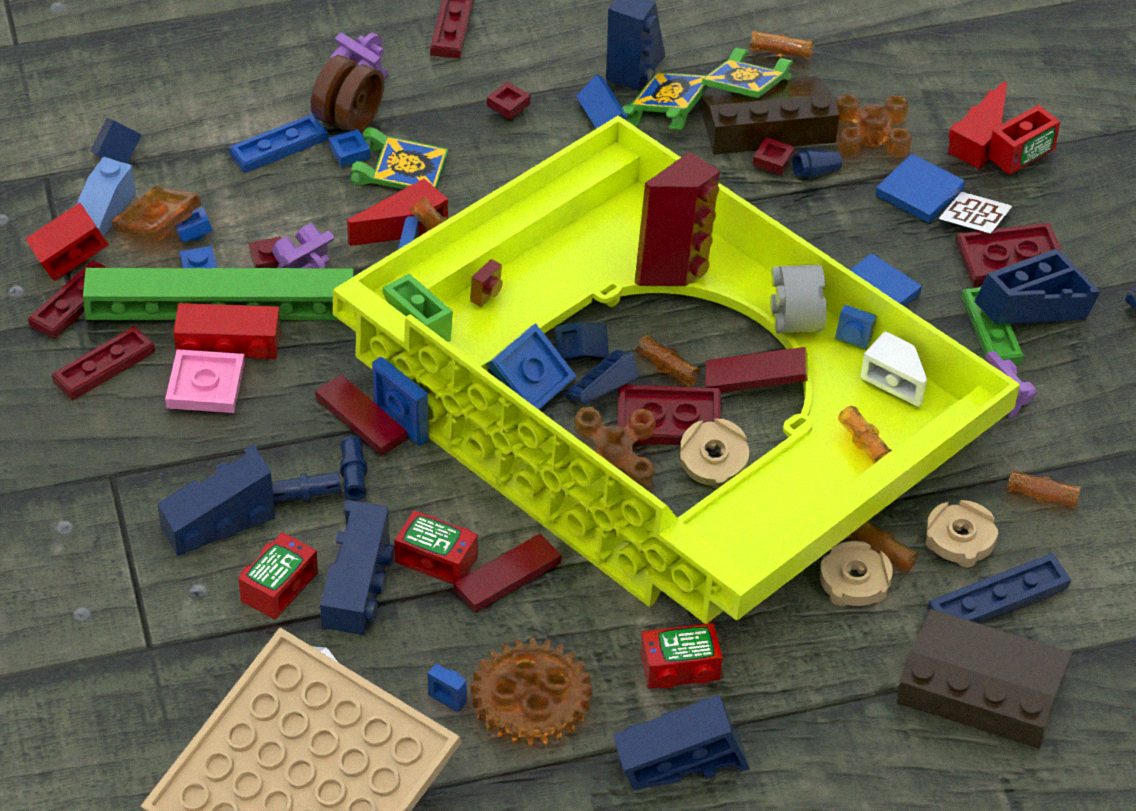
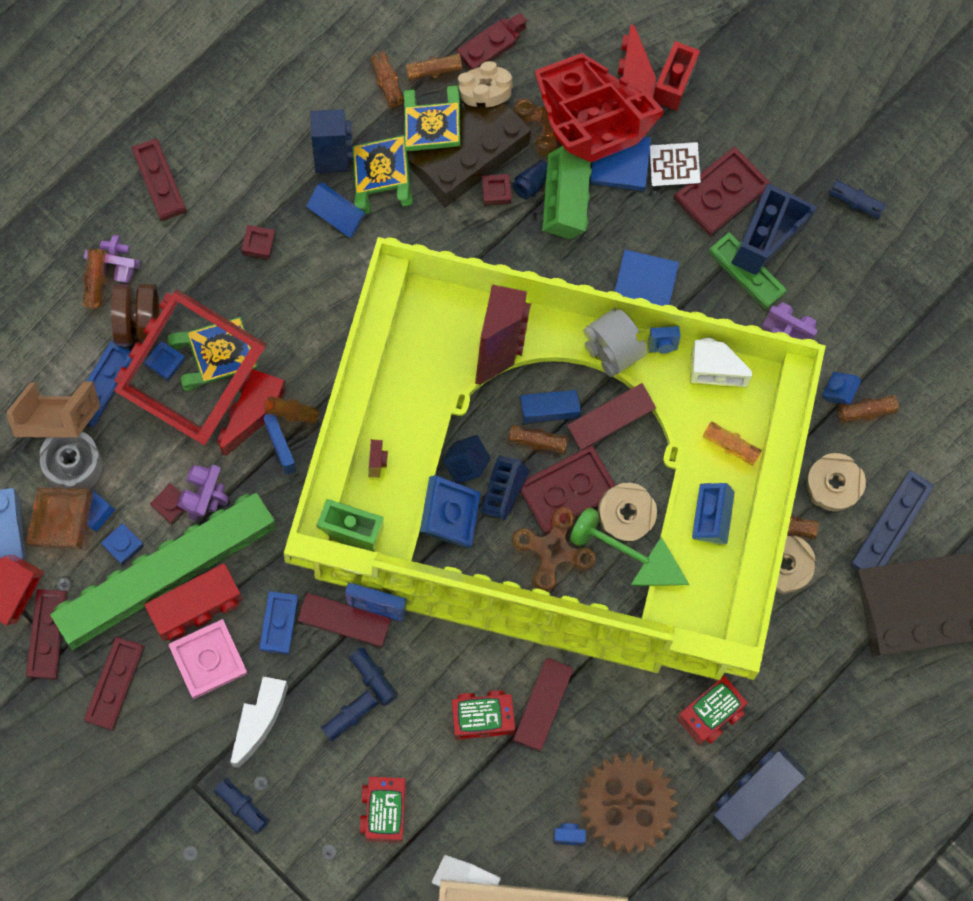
camera: 35 degrees left, 25 degrees up
(142, 507) = (241, 805): none -> dark blue pin
(204, 171) = (82, 473): none -> light grey brick
(211, 446) = (258, 719): none -> white slope
(215, 126) = (53, 415): none -> medium nougat panel
(220, 505) = (302, 777): dark blue wedge -> none
(295, 384) = (279, 623): none -> blue plate
(338, 46) = (94, 278): none -> clear orange pin
(358, 569) = (443, 776): dark blue wedge -> none
(386, 181) = (140, 352): none -> red window
(661, 444) = (658, 568): none -> bright green piece
(698, 342) = (550, 406): none -> blue slope
(728, 36) = (387, 79): none -> clear orange pin
(804, 483) = (713, 513): none -> blue slope
(821, 74) = (485, 85): none -> tan plate
(843, 183) = (566, 194): none -> bright green brick
(856, 51) = (492, 41): none -> dark red hinge
(914, 123) = (592, 109): none -> red wedge
(1024, 455) = (841, 388): none -> blue plate

